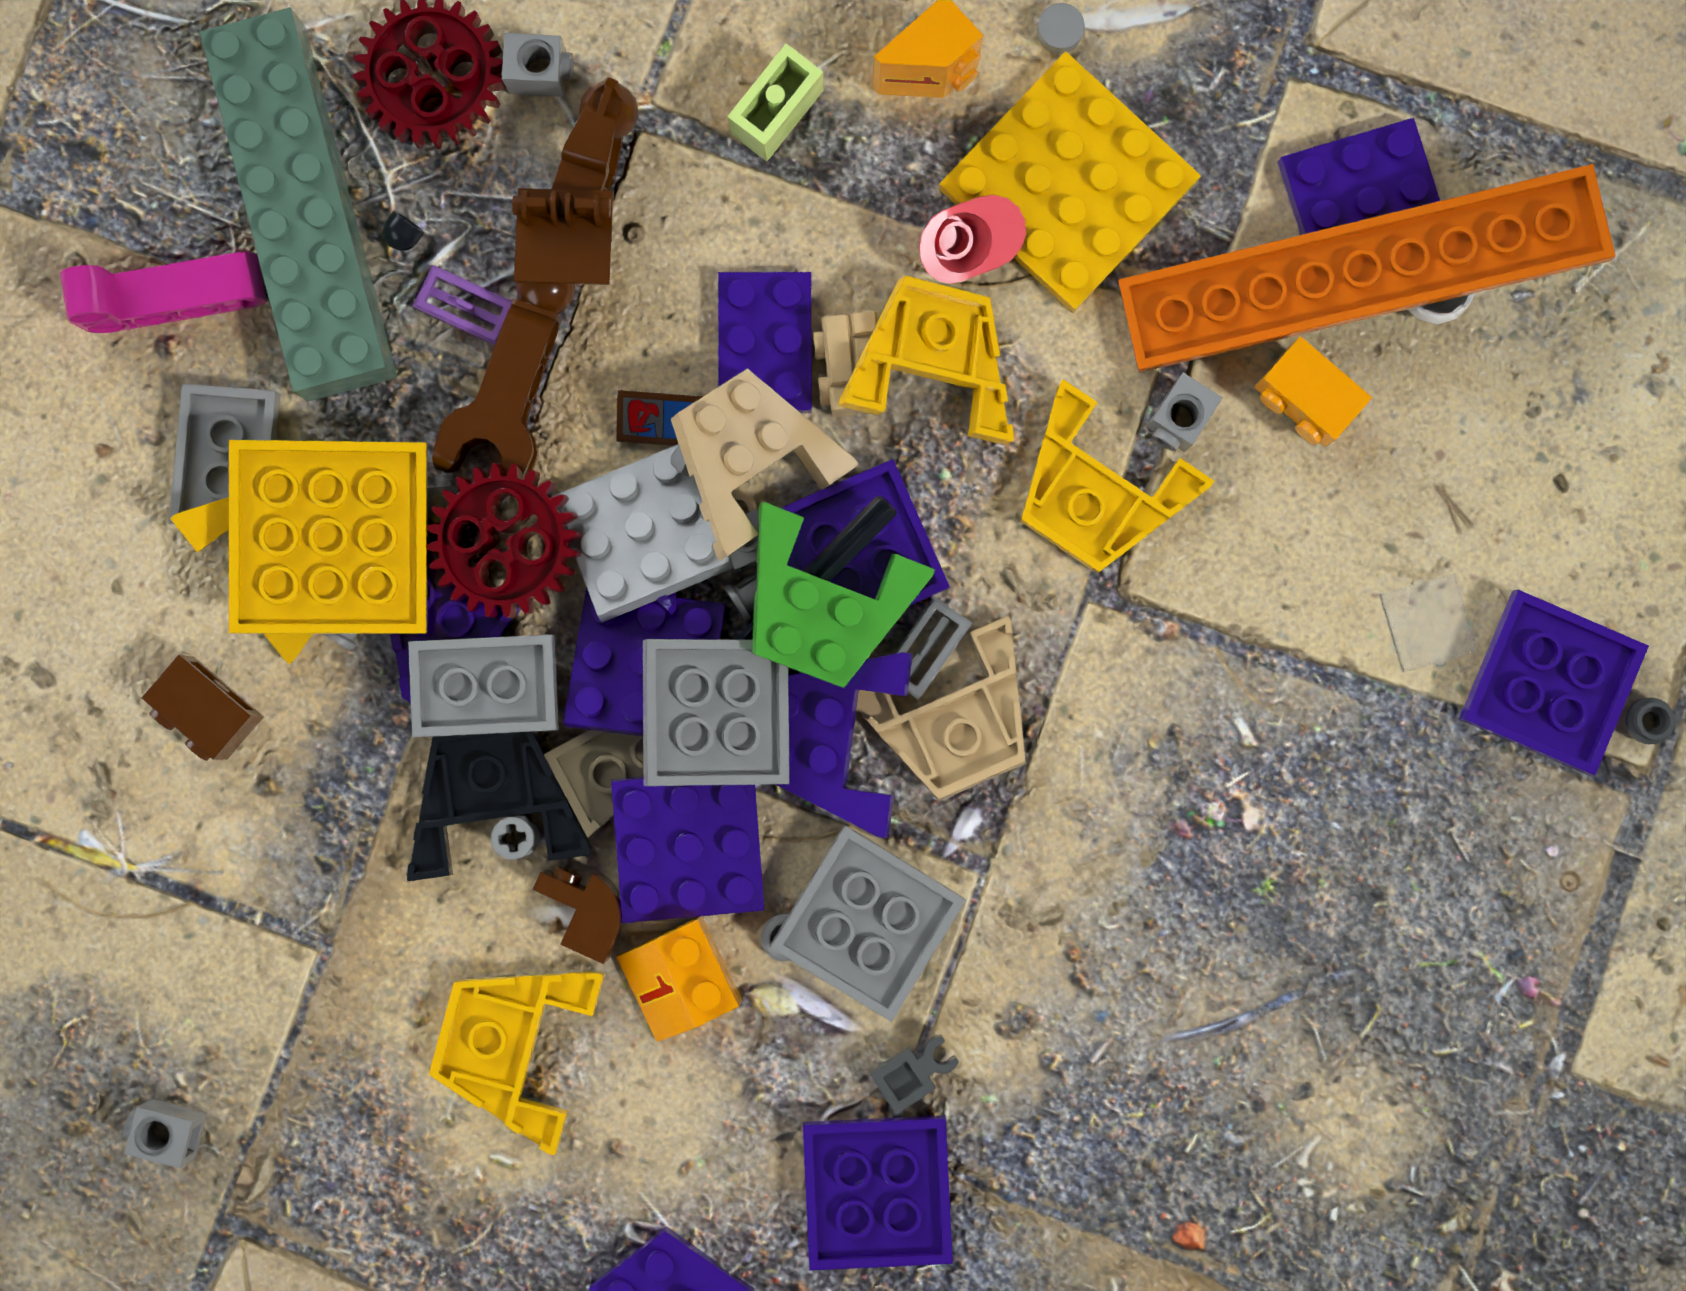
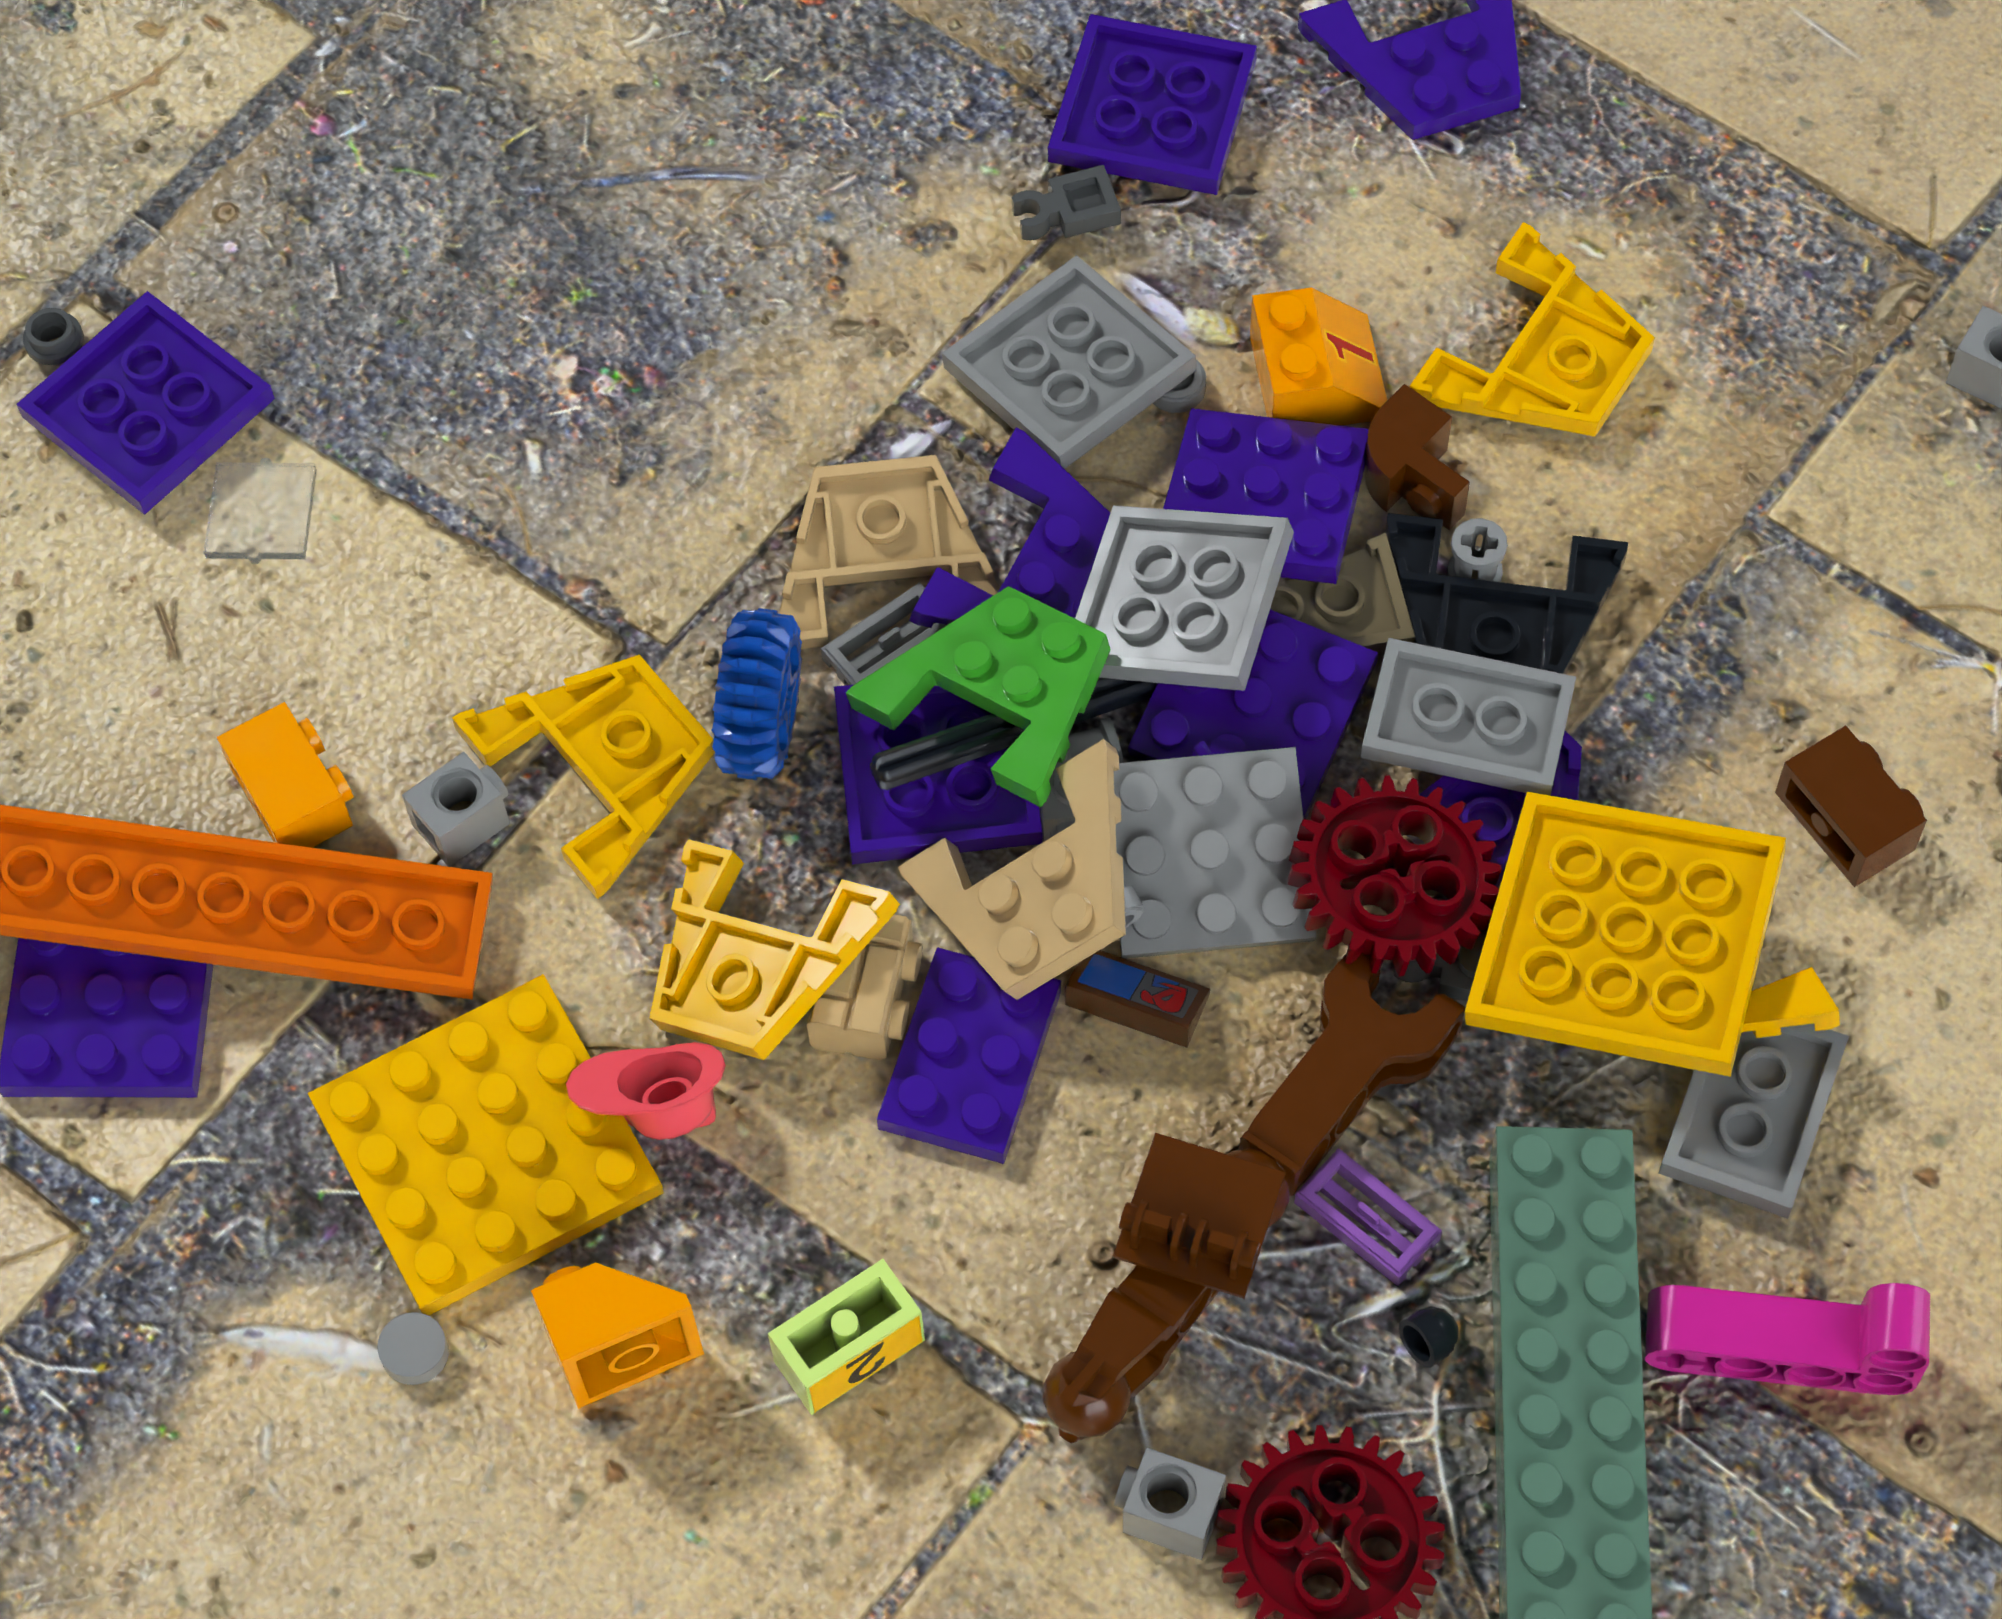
camera: 160 degrees left, 25 degrees down
(999, 552) = (757, 694): none -> blue gear

